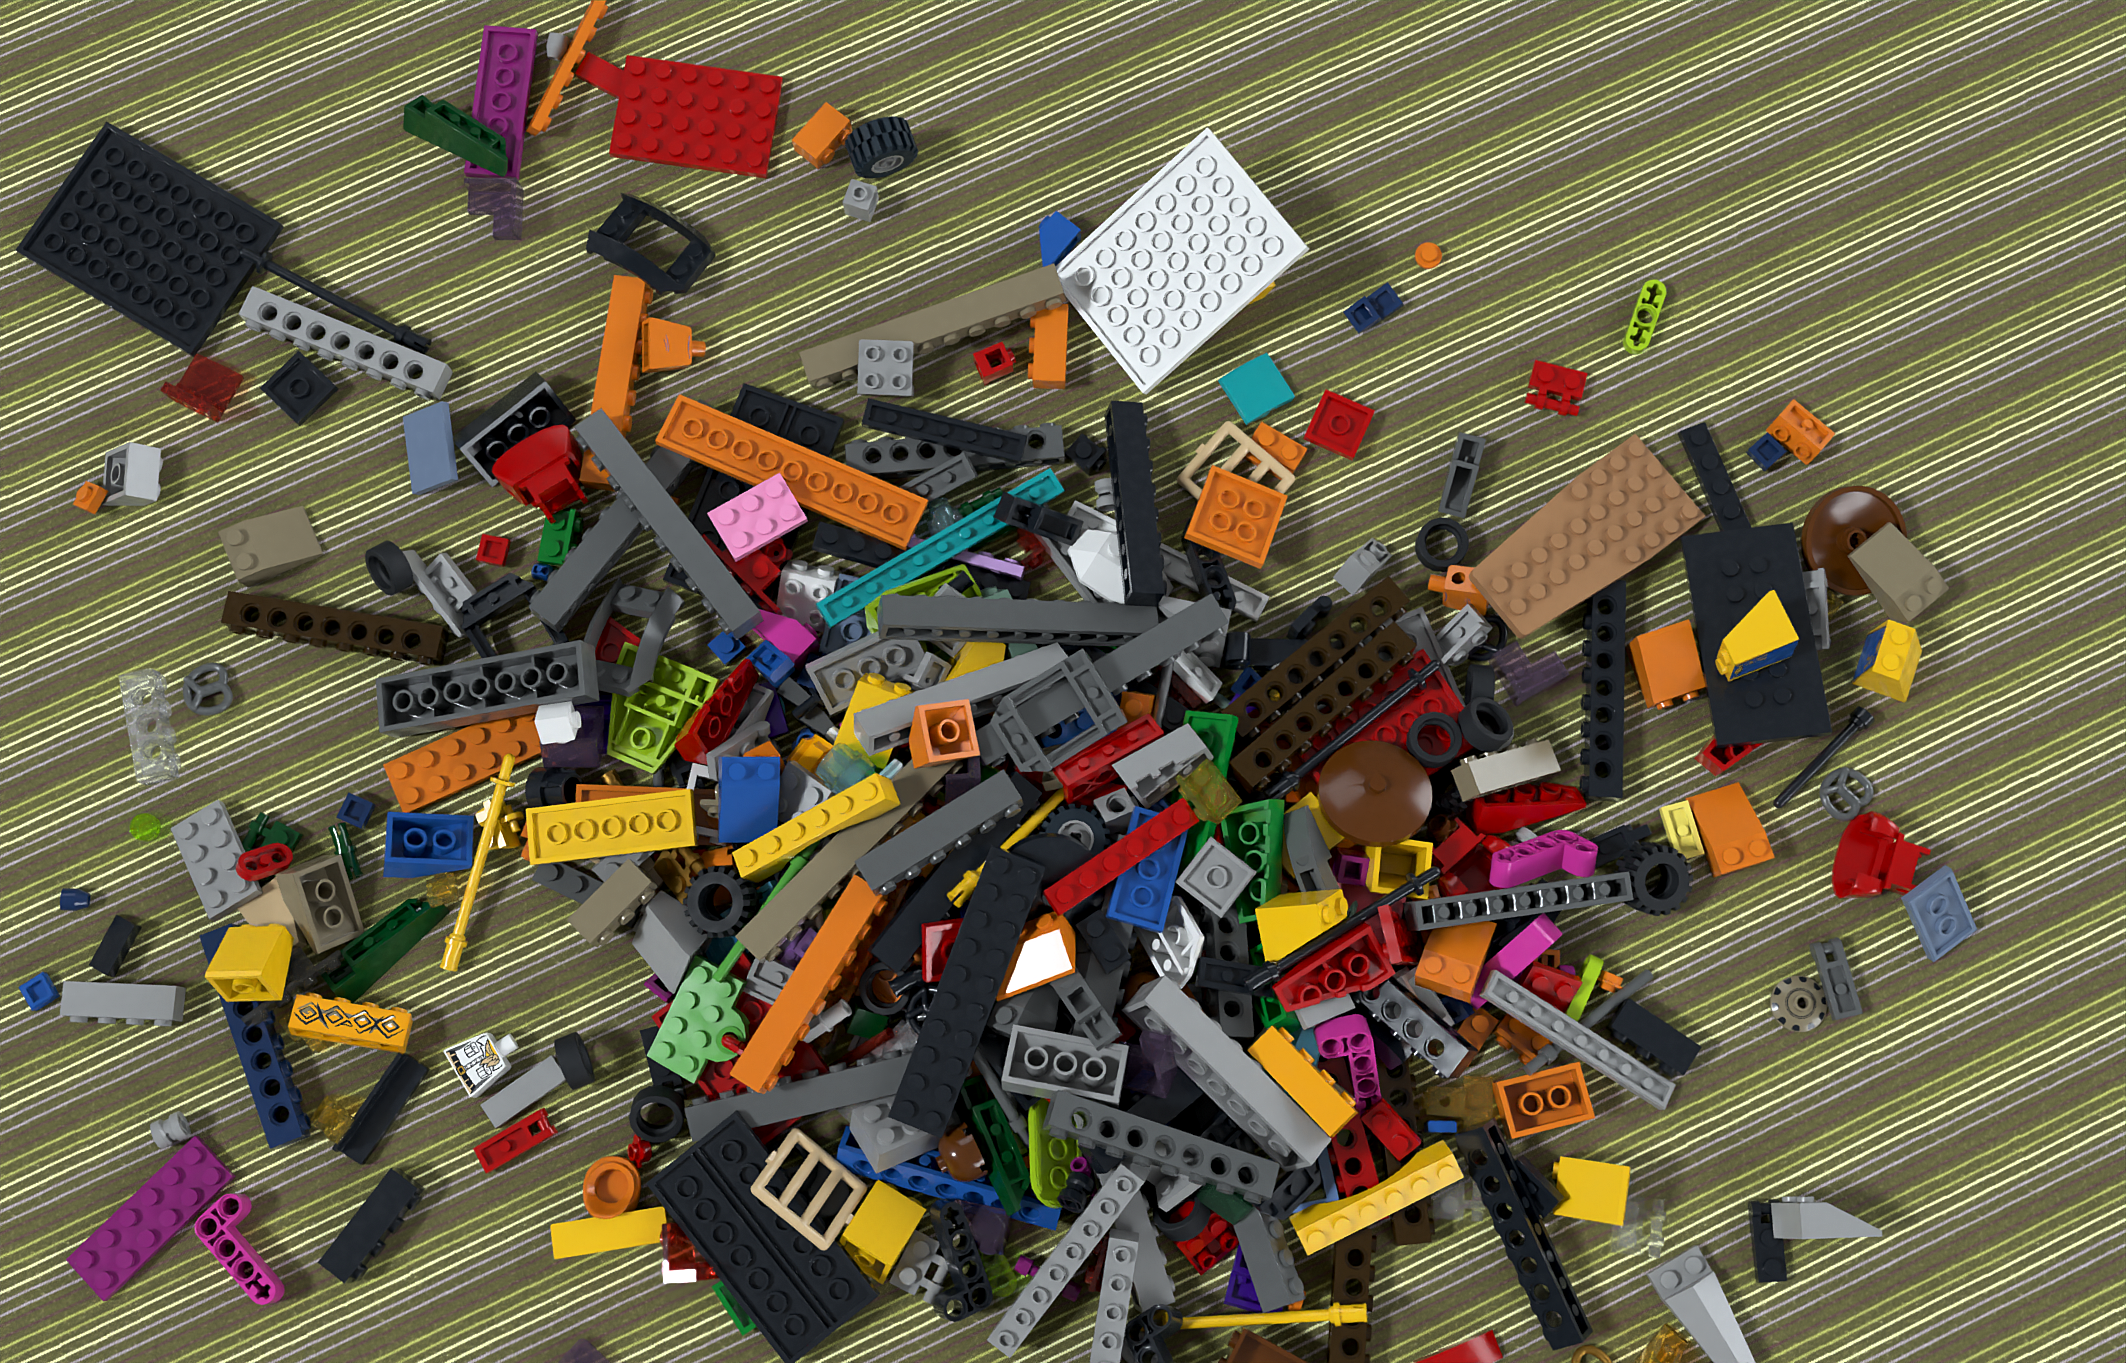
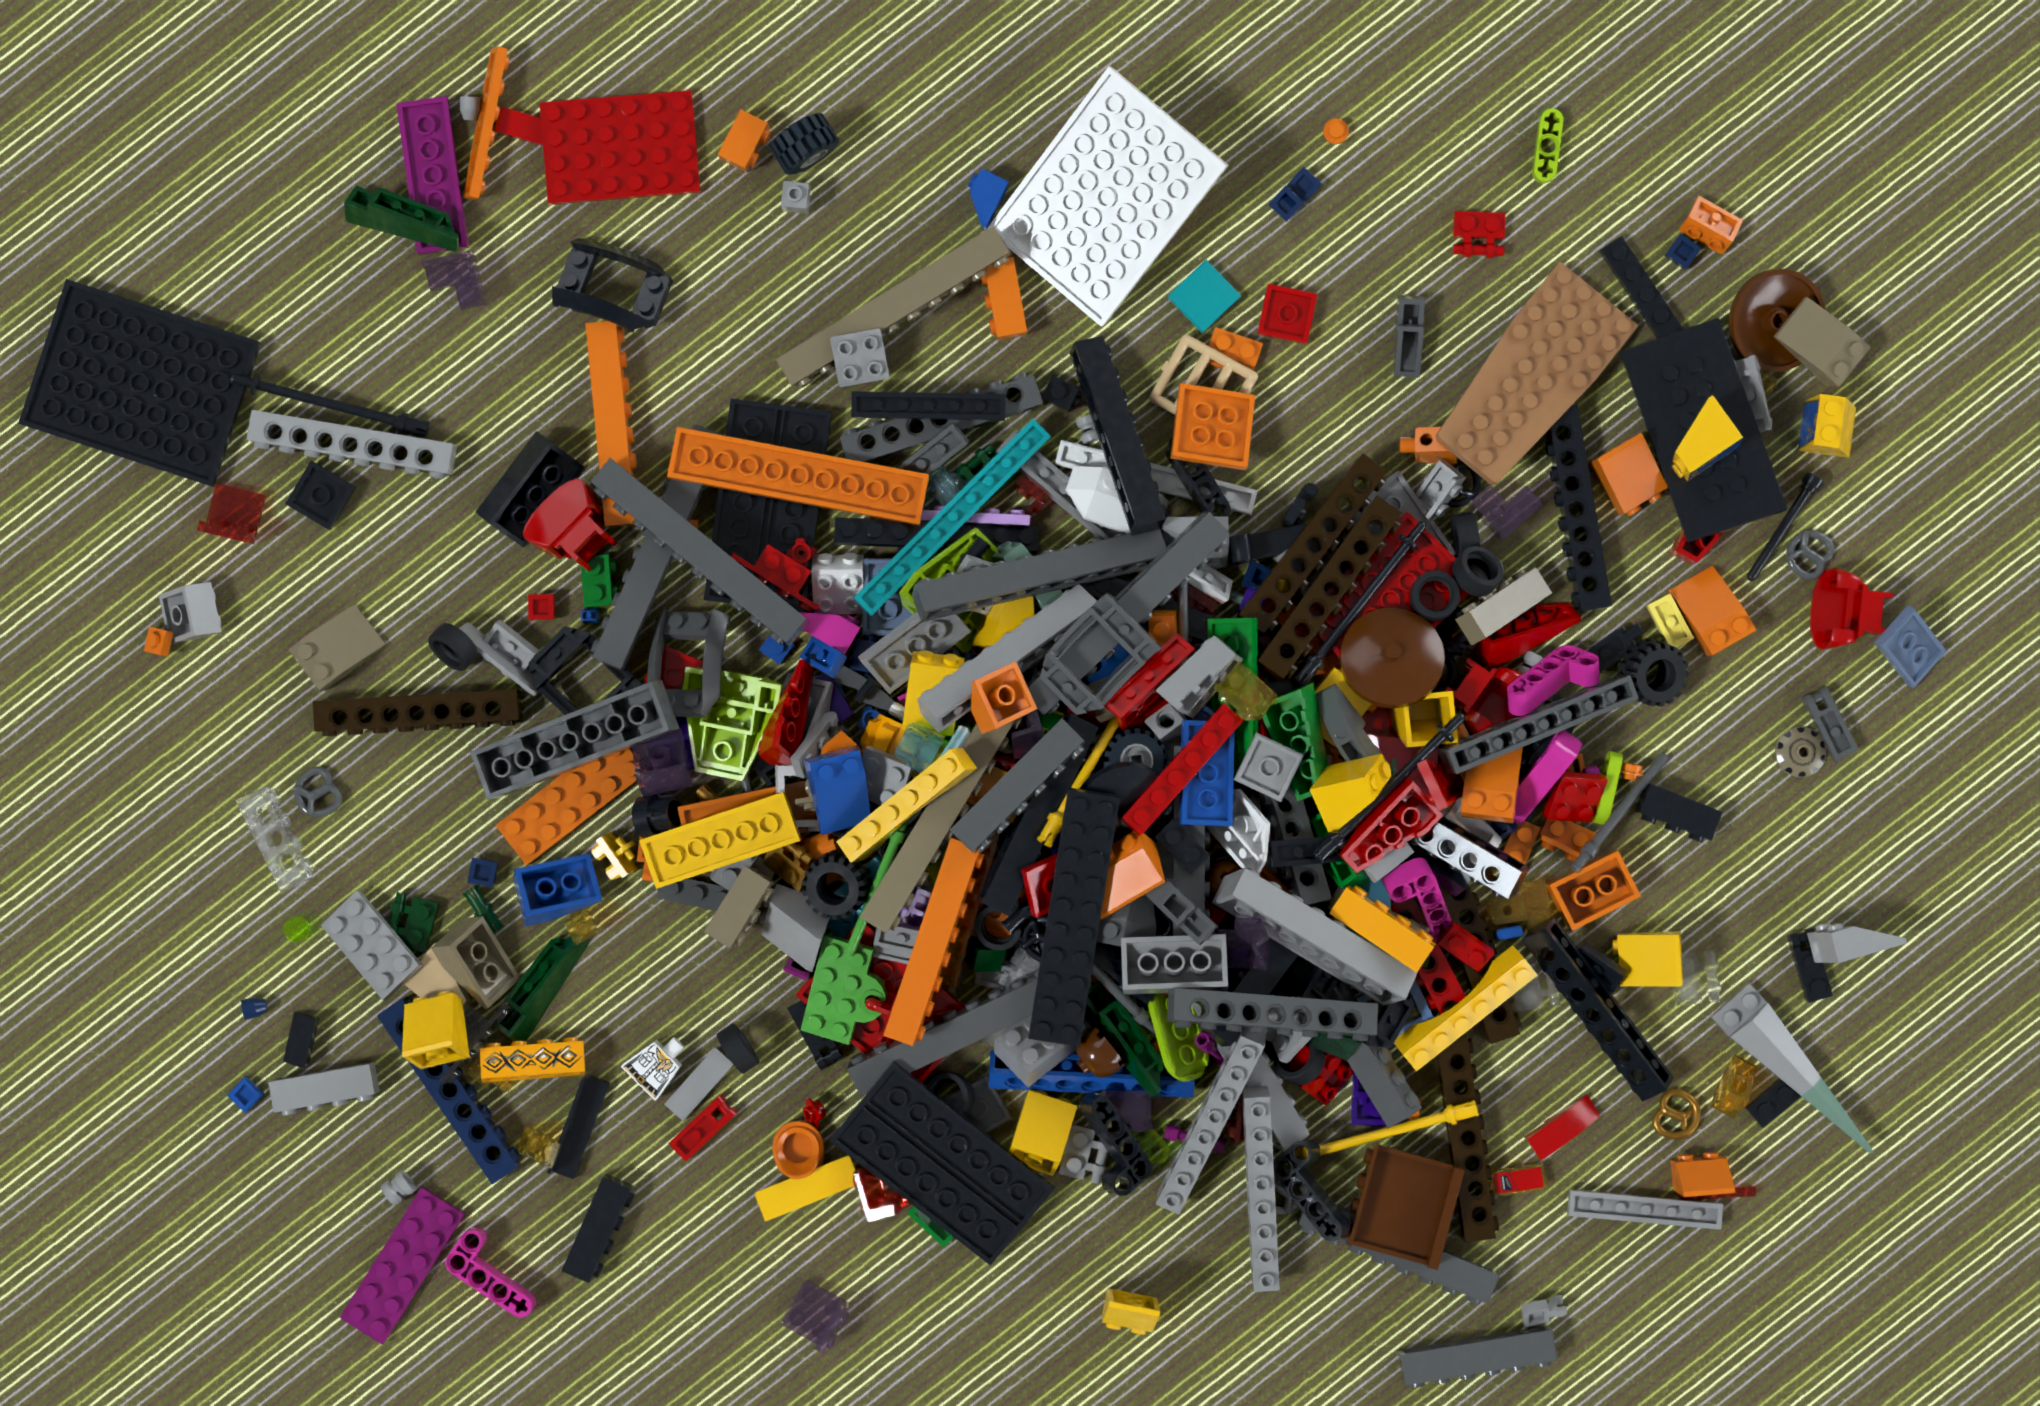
camera: 15 degrees left, 10 degrees up
(261, 861) = (415, 939): red plate -> none
(430, 448) = (458, 525): sand blue tile -> none
(457, 941) = (604, 966): yellow bar -> none
(557, 722) = (648, 758): white brick -> none
(652, 1132) = (825, 1093): black tyre -> none
(668, 346) = (652, 380): orange torso -> none
(757, 517) = (779, 527): bright pink plate -> none
(779, 1205) = (993, 1091): tan bar -> none
(827, 1019) = (956, 961): white axle -> none
(866, 1047) = (989, 981): clear red bar -> none
(929, 673) = (971, 640): light grey bracket -> none
(994, 353) = (946, 326): red brick -> none
(1038, 519) = (1033, 470): black slope -> none
(1075, 1194) = (1205, 1064): black wheel -> none
(1350, 866) = (1383, 724): magenta brick -> none
(1362, 566) = (1336, 443): light grey slope -> none
(1440, 827) = (1456, 670): reddish brown plate -> none
(1443, 524) = (1422, 400): black tyre -> none
(1577, 1039) = (1612, 832): light grey tile -> none

